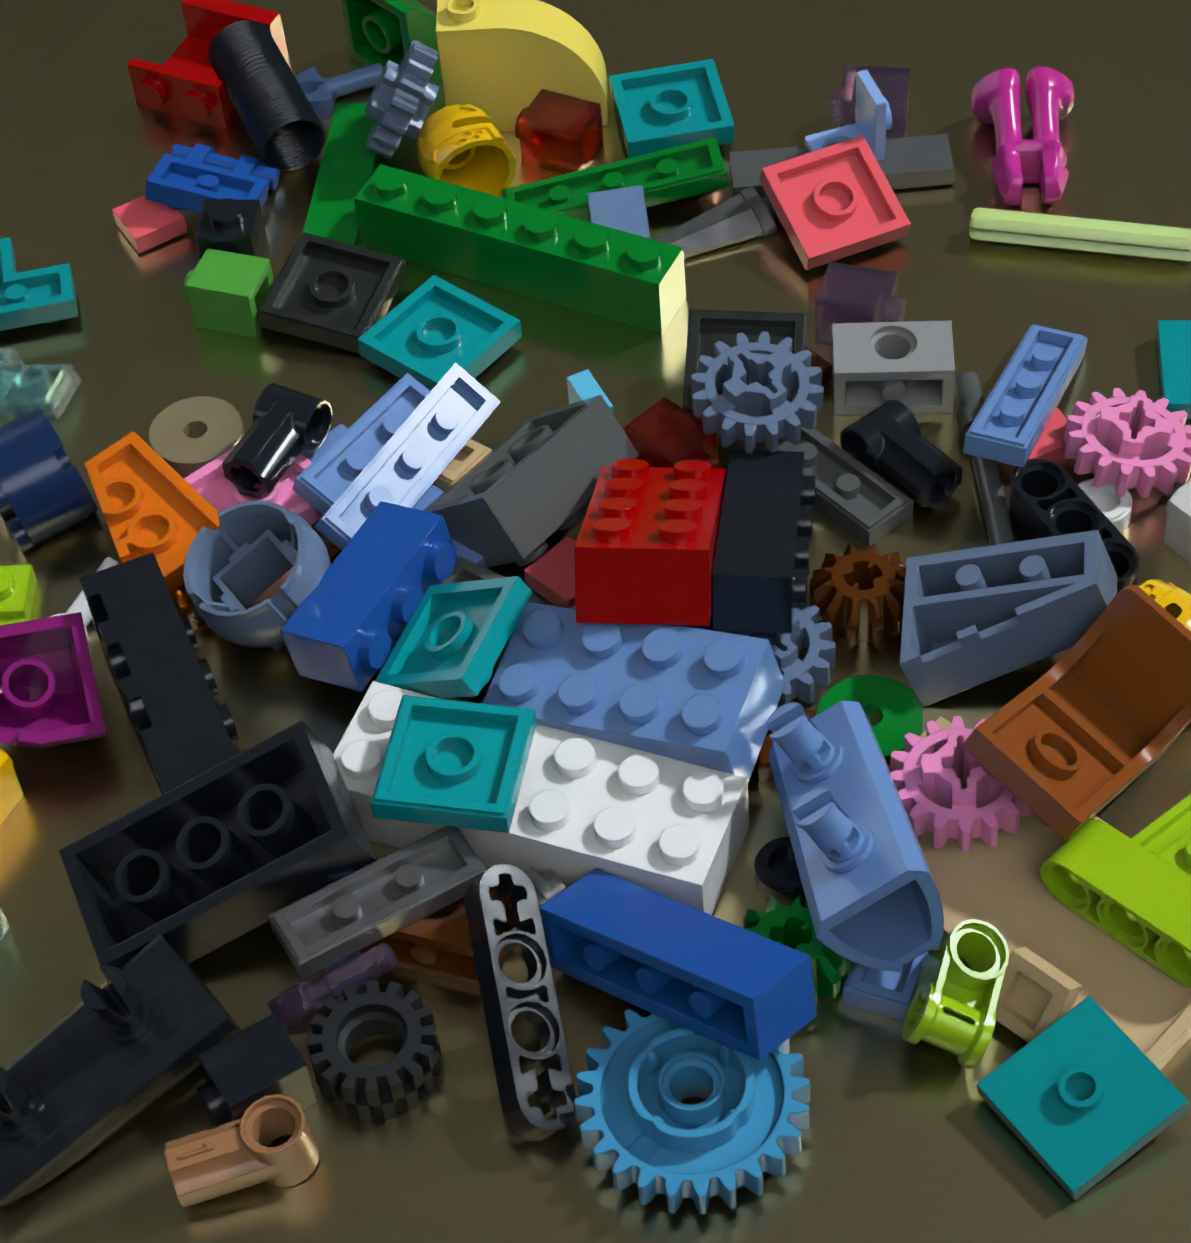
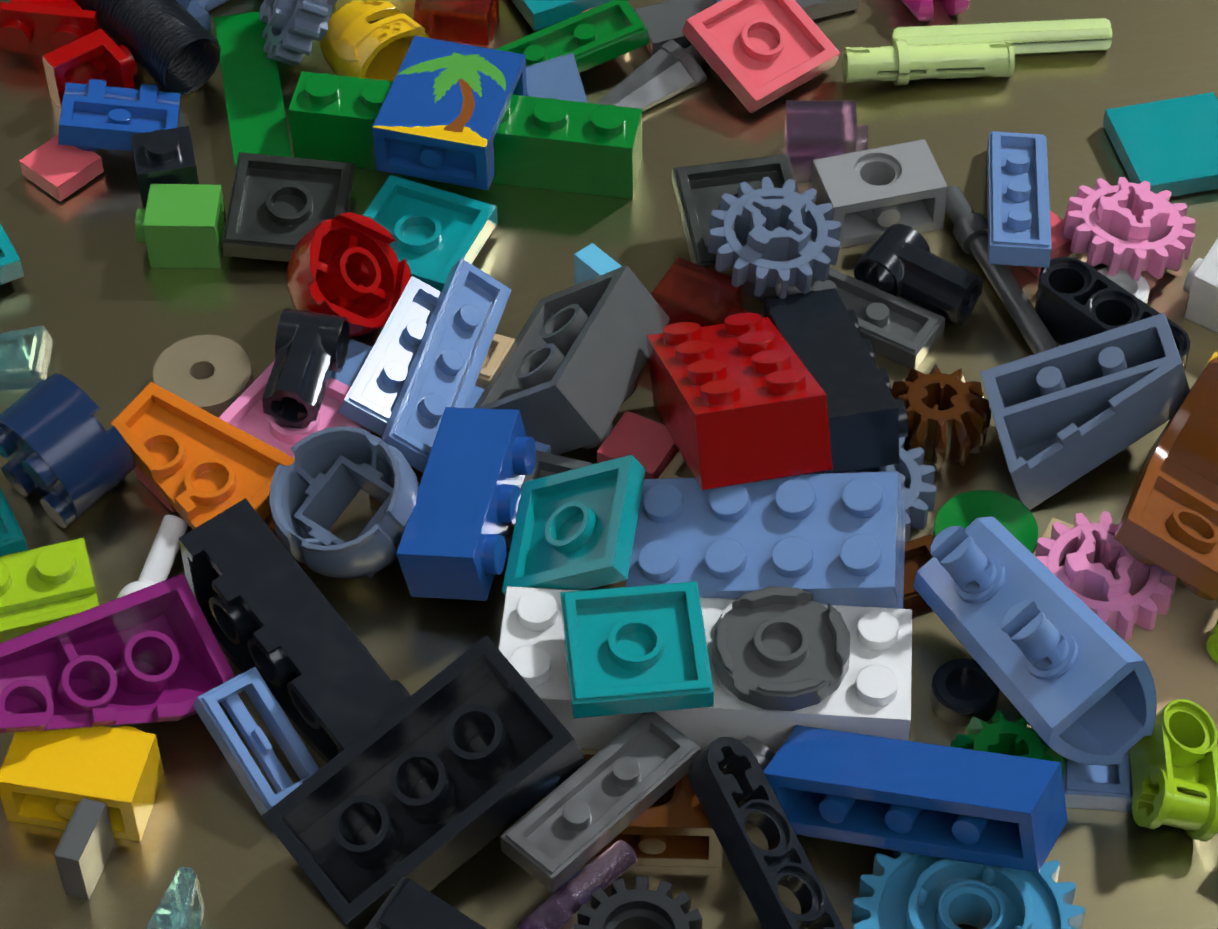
camera: 20 degrees left, 0 degrees up
(88, 731) = (235, 751): none -> medium blue tile
(206, 125) = (89, 58): none -> red bracket
(349, 358) = (348, 272): none -> red cylinder
(495, 219) = (447, 112): none -> blue panel
(596, 791) = (781, 649): none -> dark grey tile
(996, 246) = (918, 62): none -> yellowish green pin

